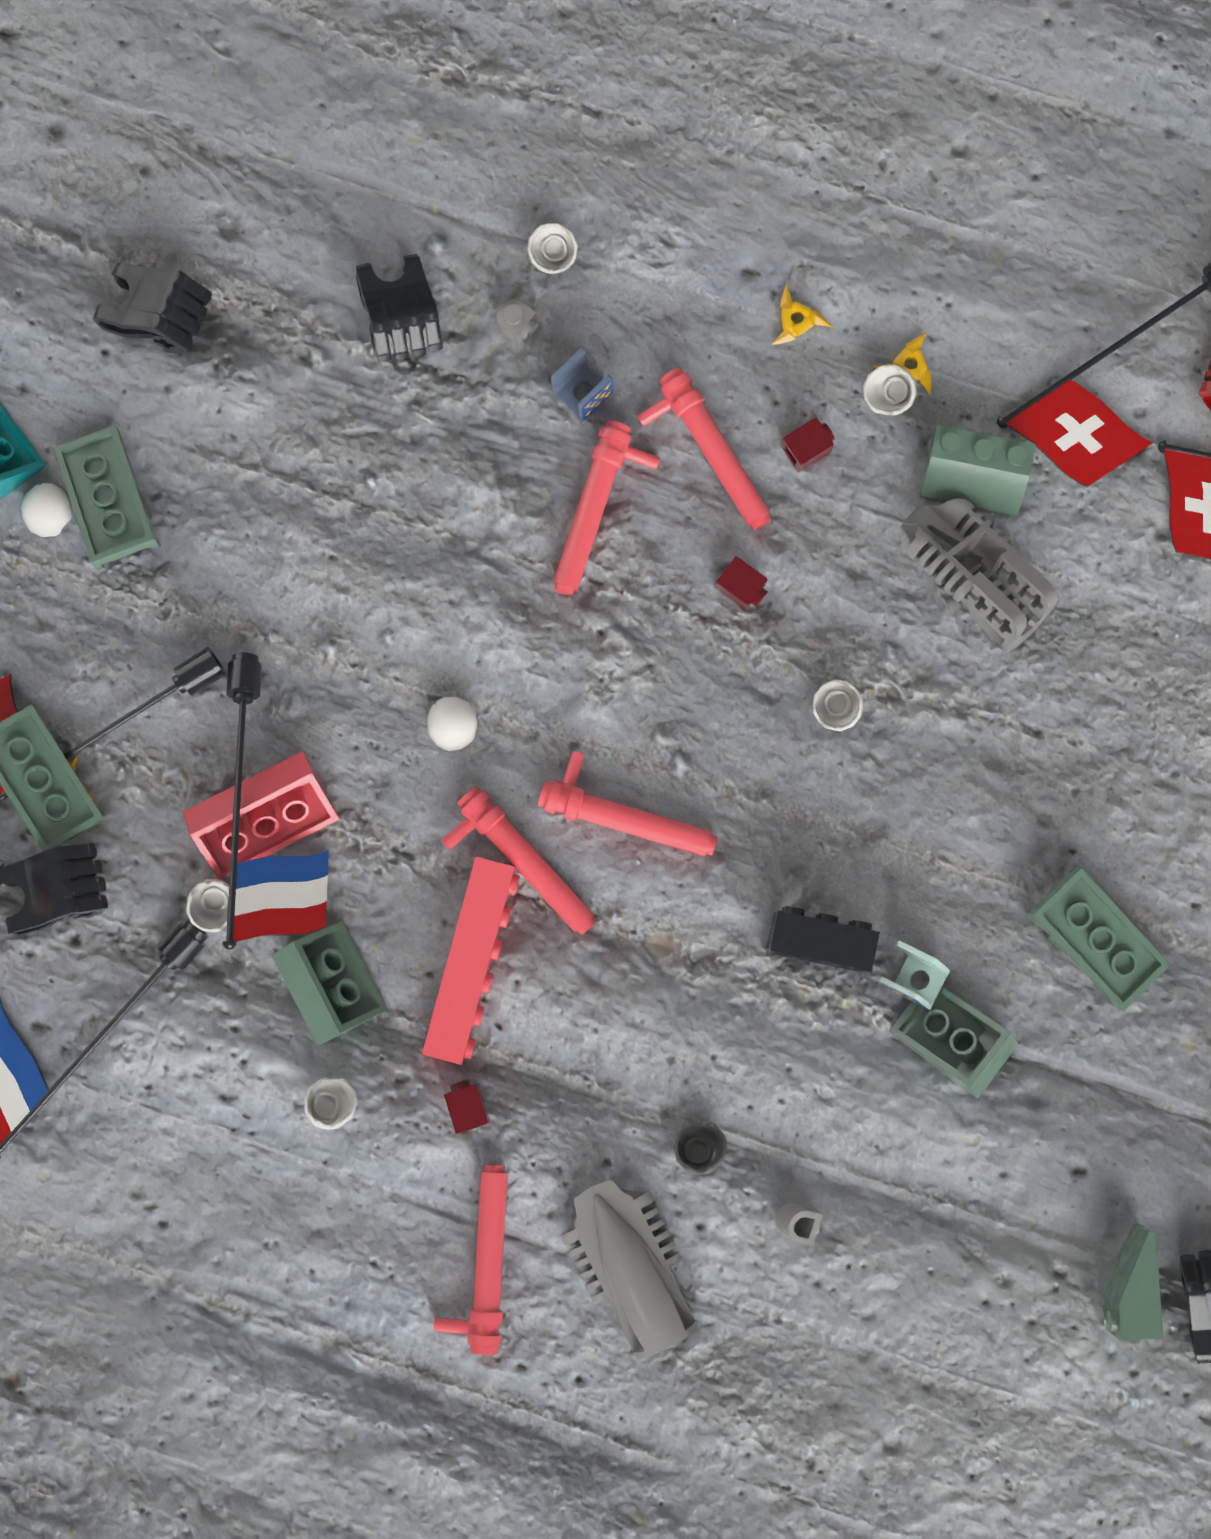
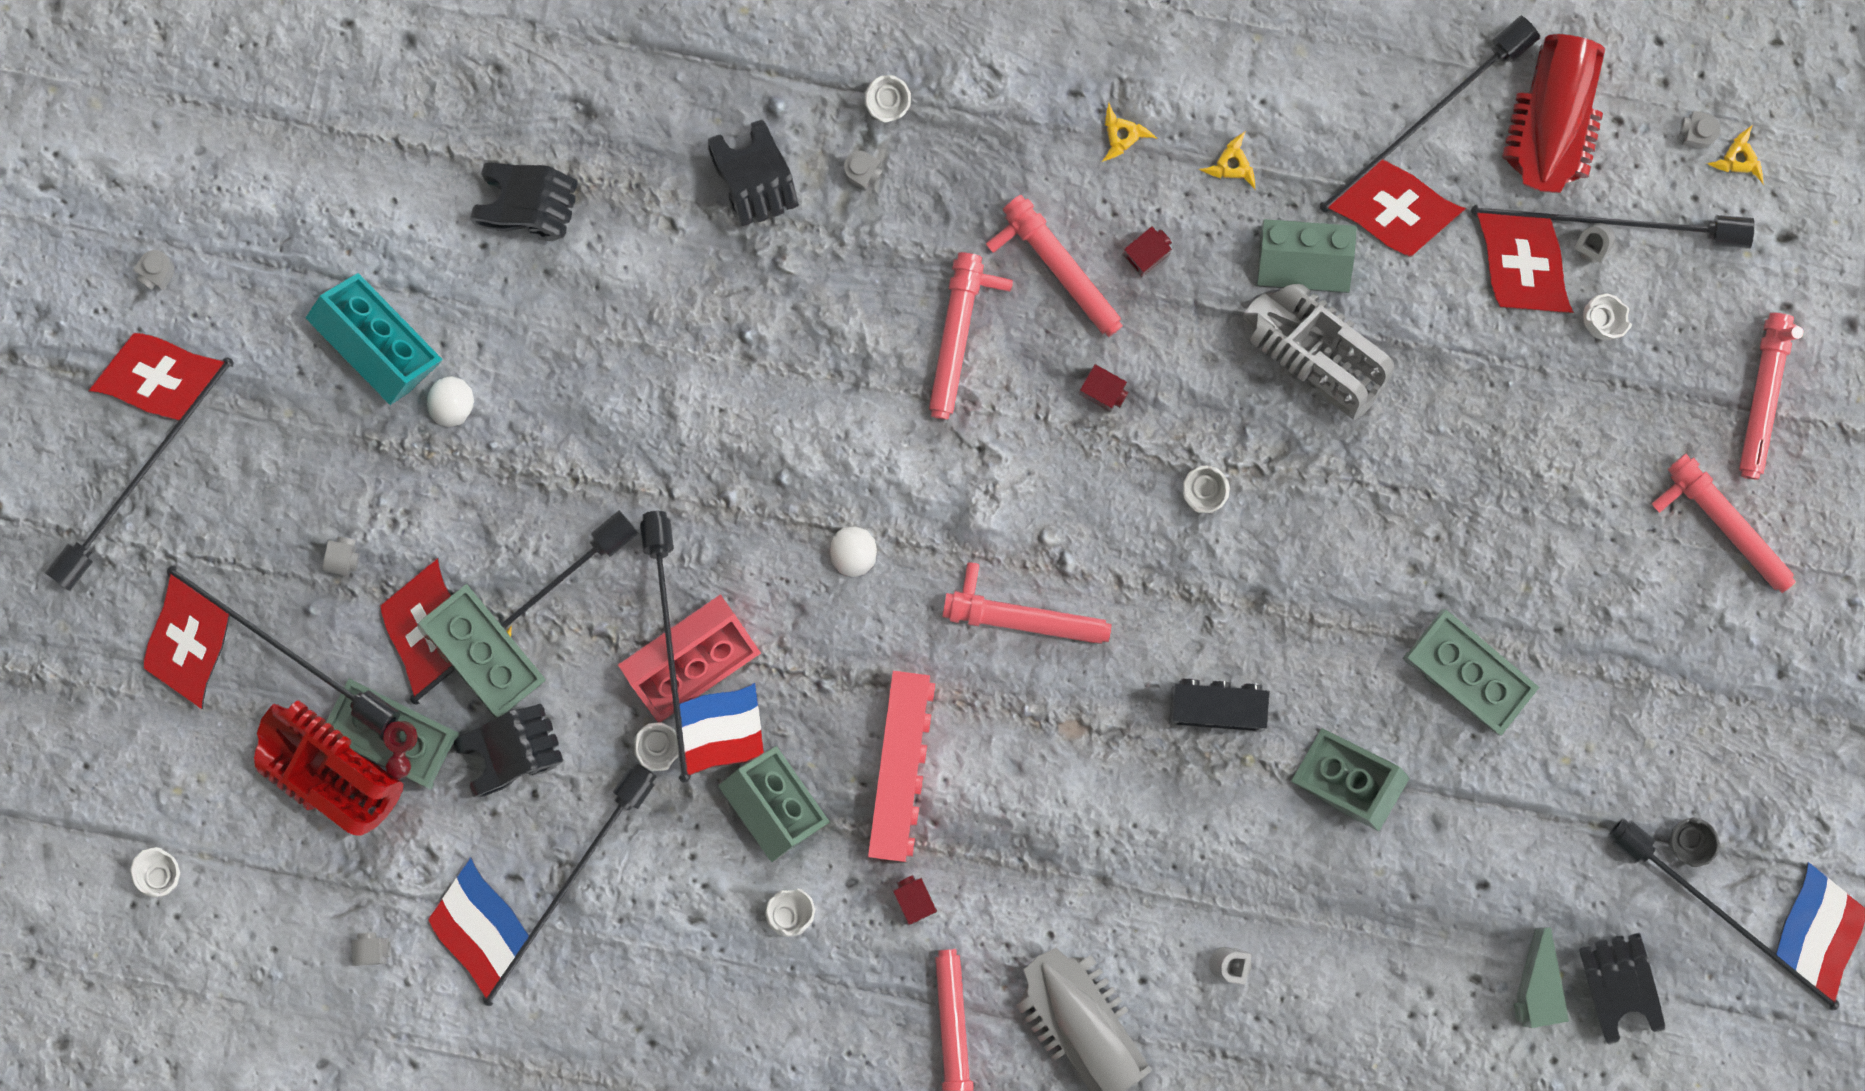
camera: 10 degrees left, 0 degrees up
(105, 496) = (504, 382): sand green hinge -> none
(491, 821) = (902, 637): coral cylinder -> none
(575, 372) = (926, 210): sand blue piece -> none
(700, 1148) = (1132, 909): dark grey hair -> none
(890, 390) = (1217, 191): white hair -> none
(917, 962) = (1310, 714): light aqua piece -> none

